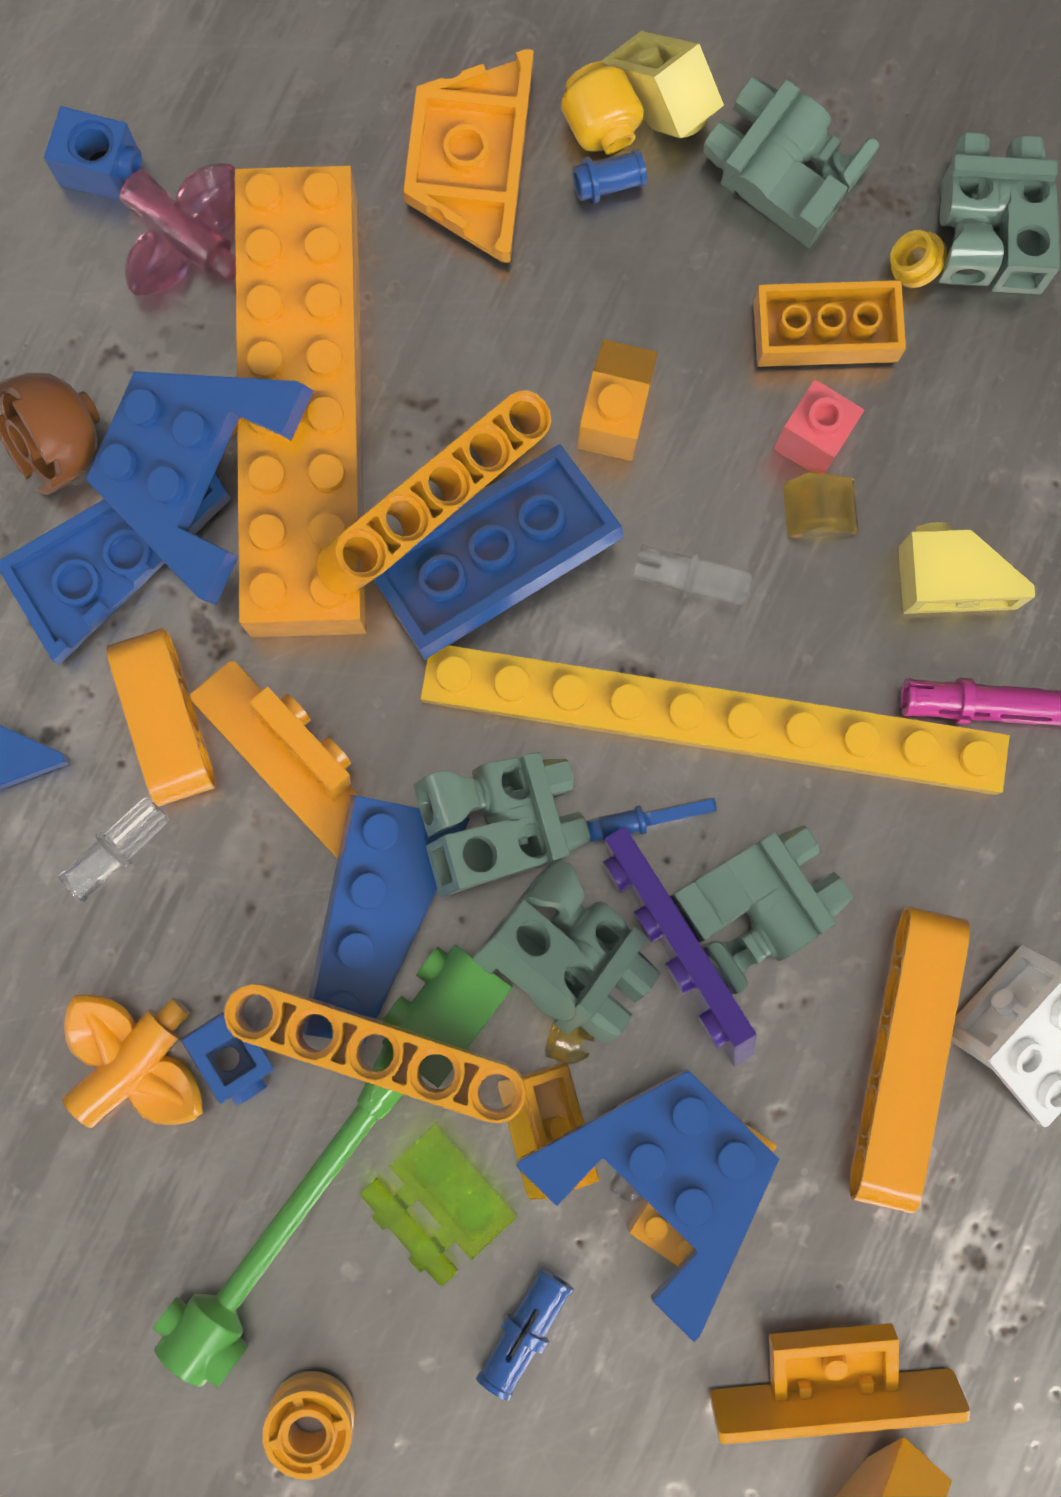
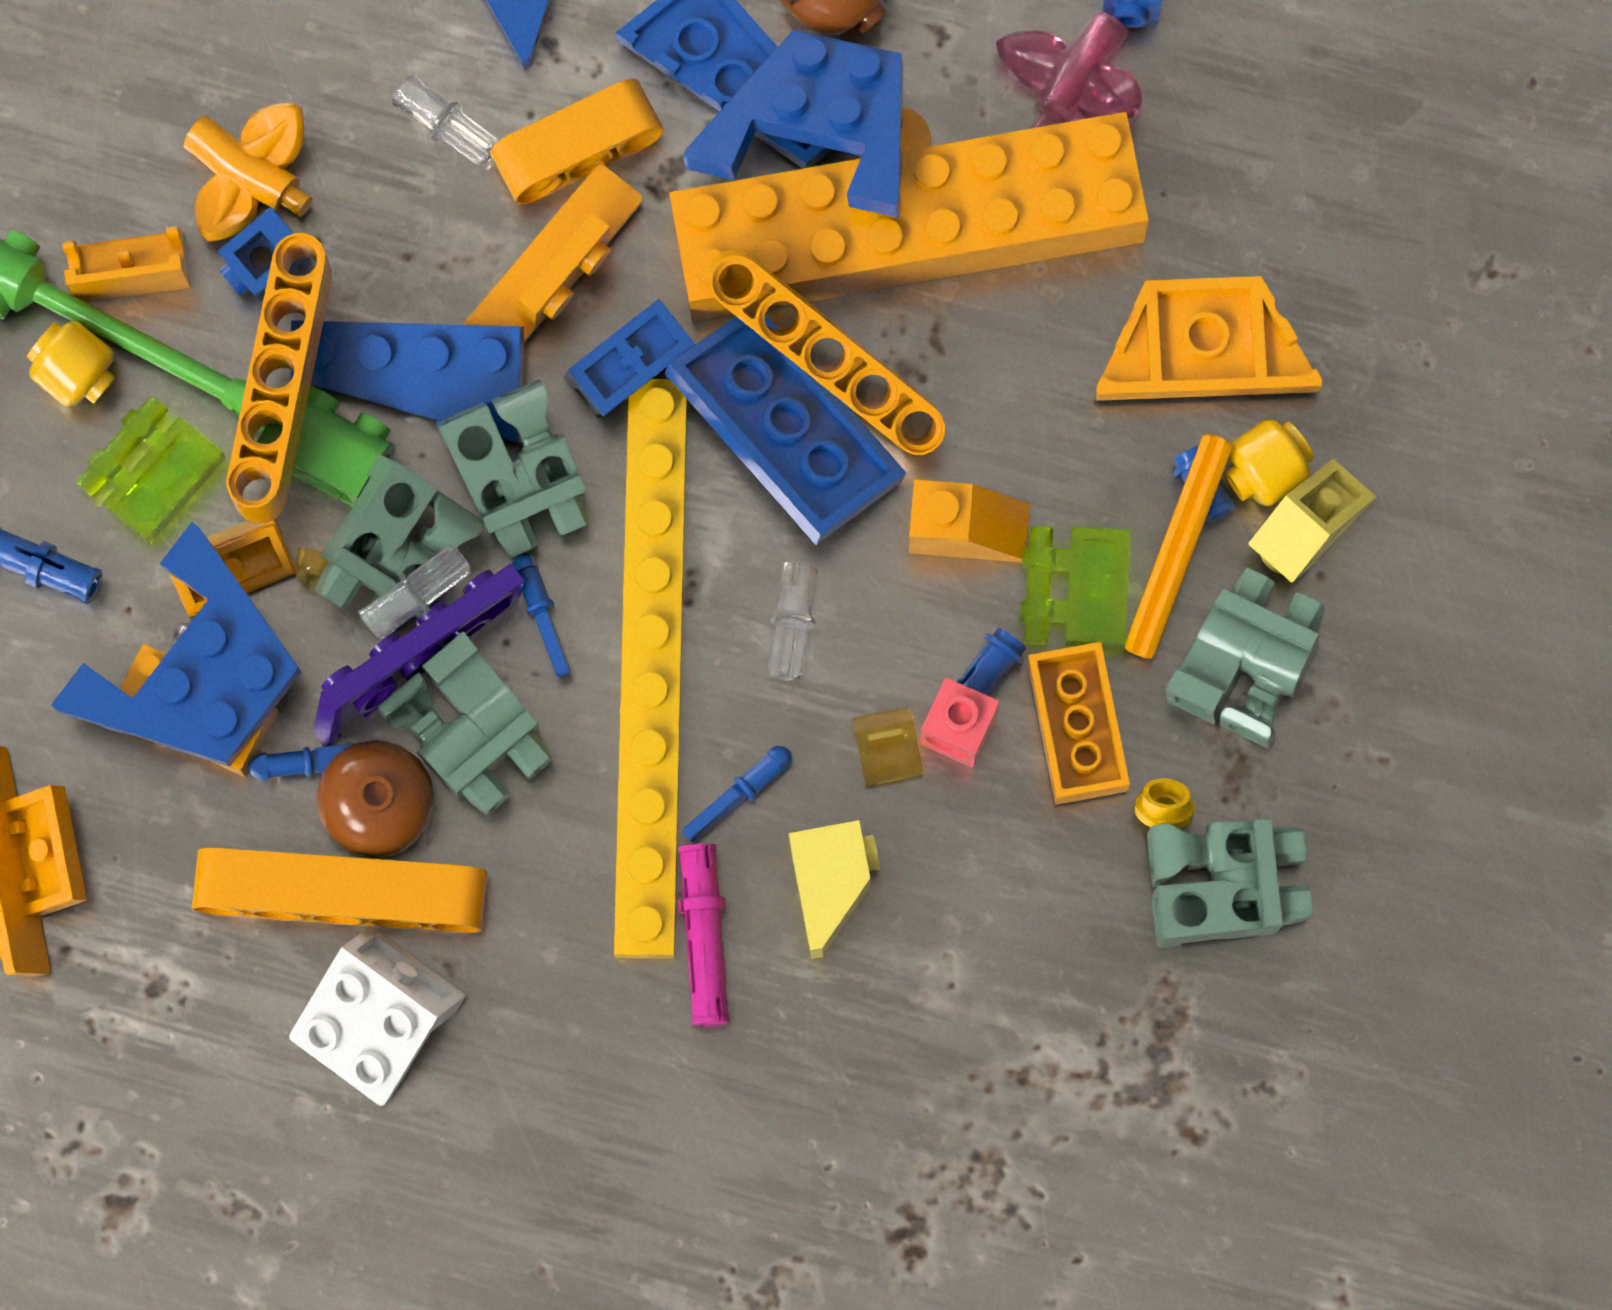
camera: 90 degrees right, 5 degrees down
(211, 1204) = (127, 266): none -> light orange hinge
(312, 1277) = (71, 363): none -> yellow head
(401, 693) = (629, 358): none -> blue hinge
(630, 937) = (415, 592): none -> clear axle
(672, 200) = (1178, 546): none -> light orange axle
(699, 289) = (1096, 586): none -> clear neon green plate
(760, 395) = (993, 662): none -> blue pin
(768, 1063) = (292, 763): none -> blue piece
(820, 1010) = (375, 799): none -> dark orange cylinder
(847, 642) = (746, 787): none -> blue piece

